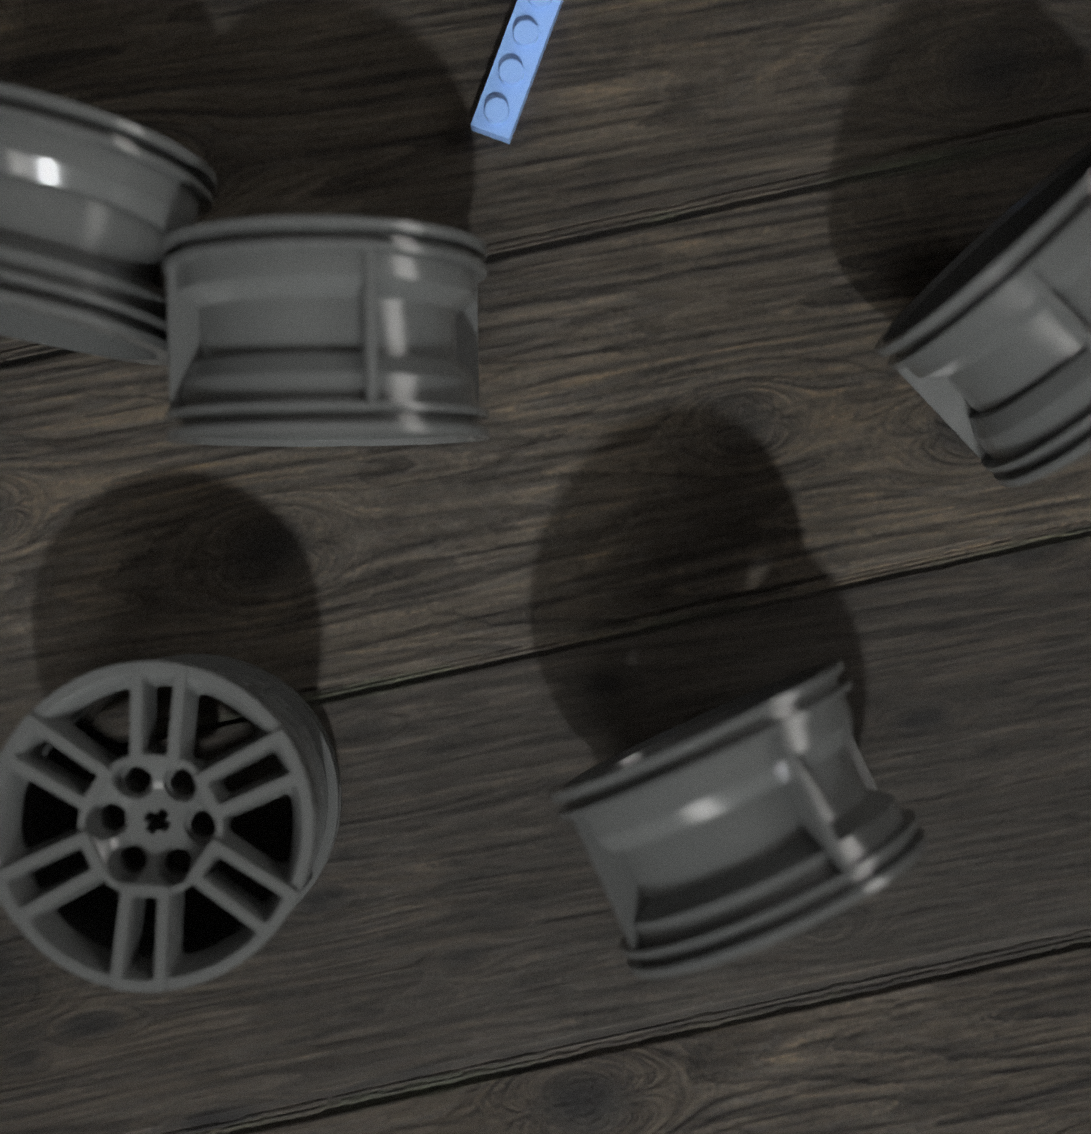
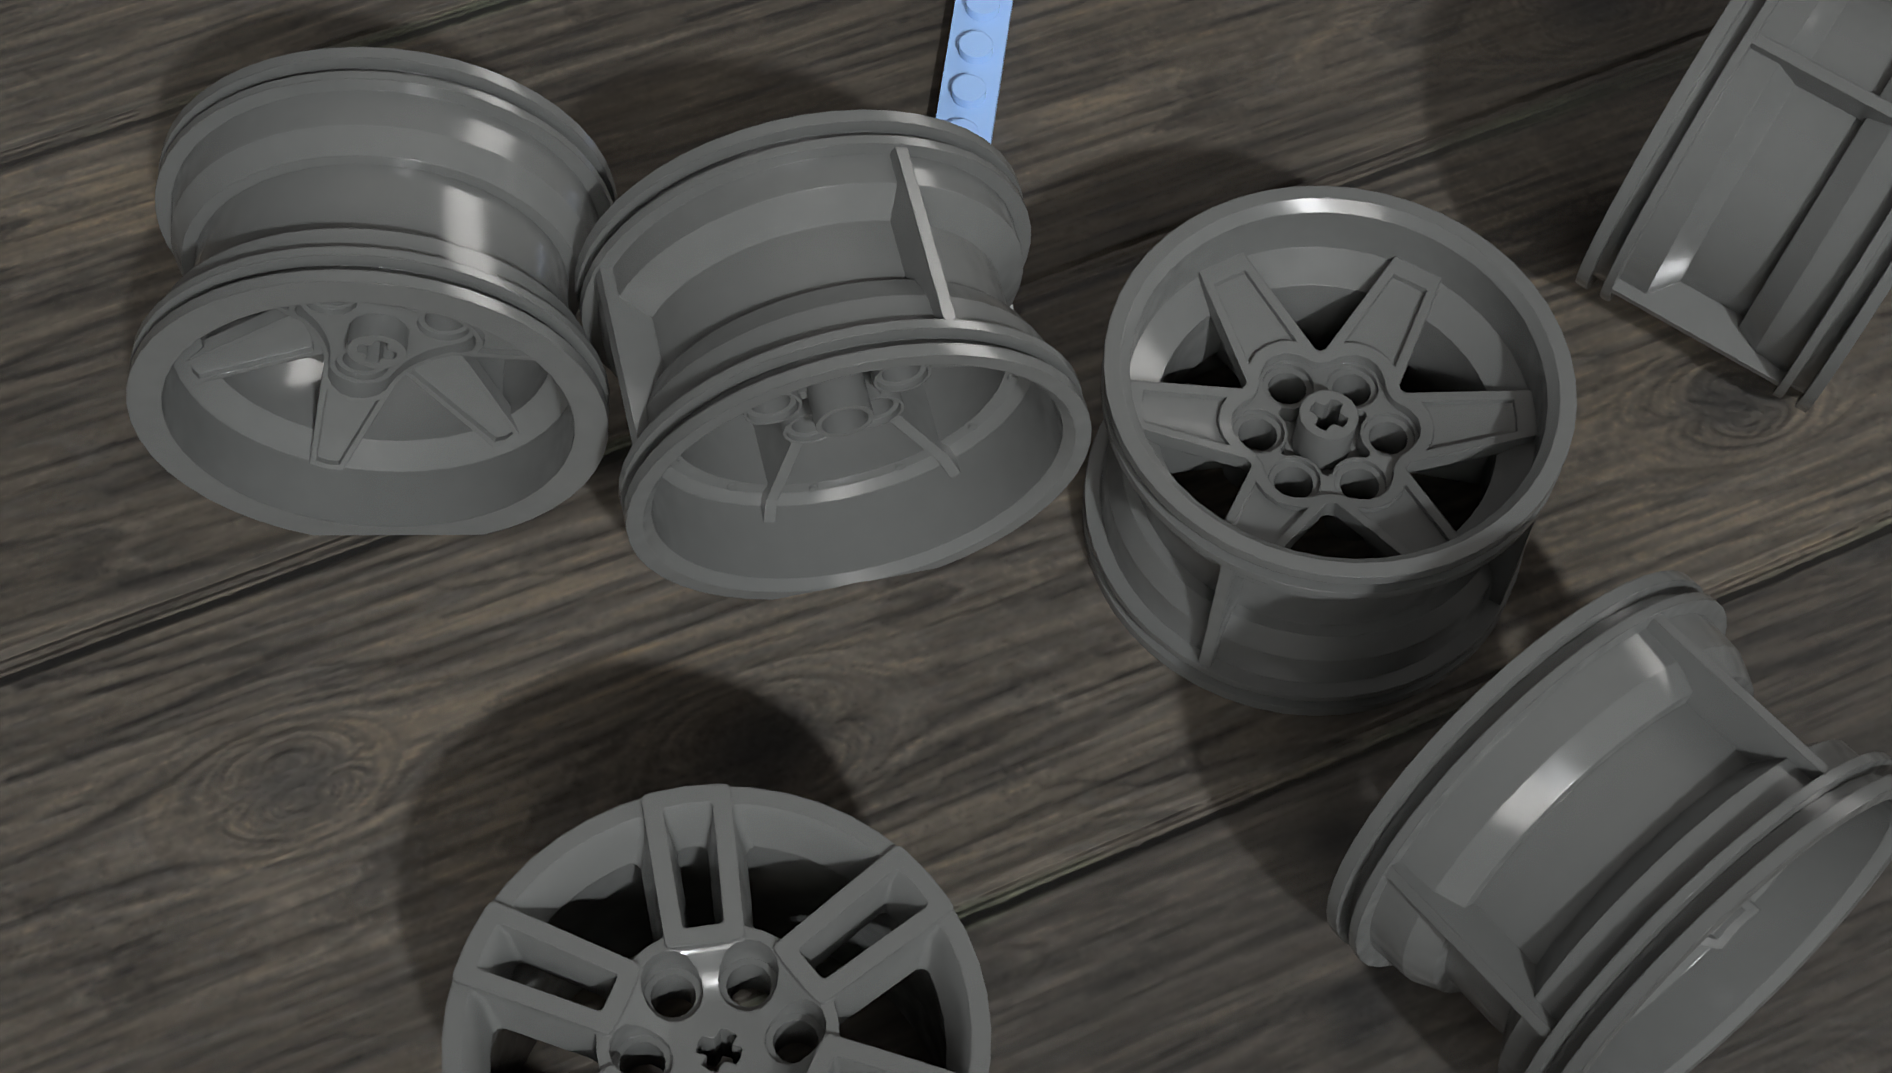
camera: 15 degrees left, 30 degrees down
(743, 354) = (1334, 311): none -> dark grey wheel

